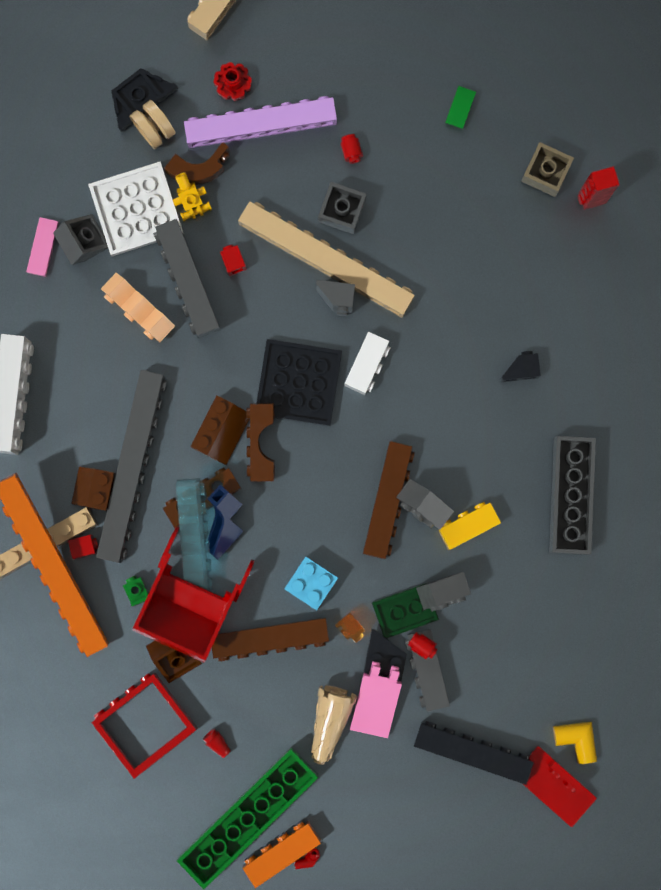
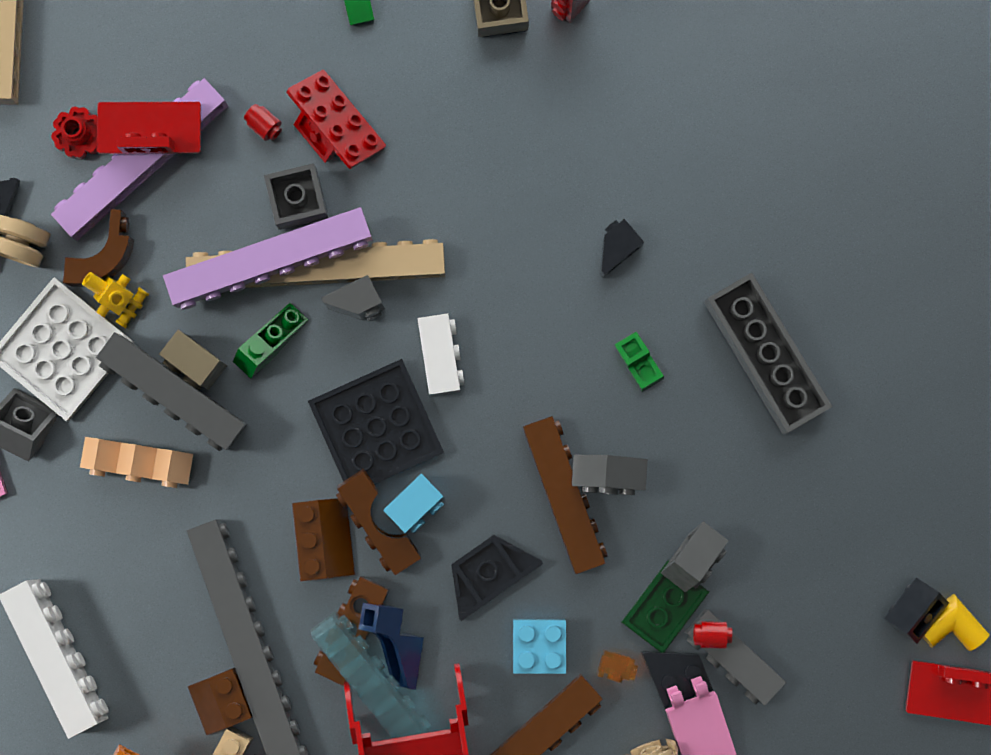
camera: 30 degrees left, 0 degrees up
(213, 268) = (192, 359): none -> dark tan brick
(233, 259) = (210, 335): red brick -> none
(267, 286) = (269, 340): none -> green slope
(279, 106) = (148, 127): none -> red bracket
(291, 445) = (414, 504): none -> medium azure brick
(300, 234) = (268, 258): none -> lavender brick
(309, 518) = (488, 573): none -> black wing
(395, 176) = (332, 121): none -> red bracket
(469, 525) = (674, 462): yellow brick -> none
(474, 753) = (847, 717): black brick -> none
(489, 448) = (639, 361): none -> green slope
(561, 715) = (916, 610): none -> black brick

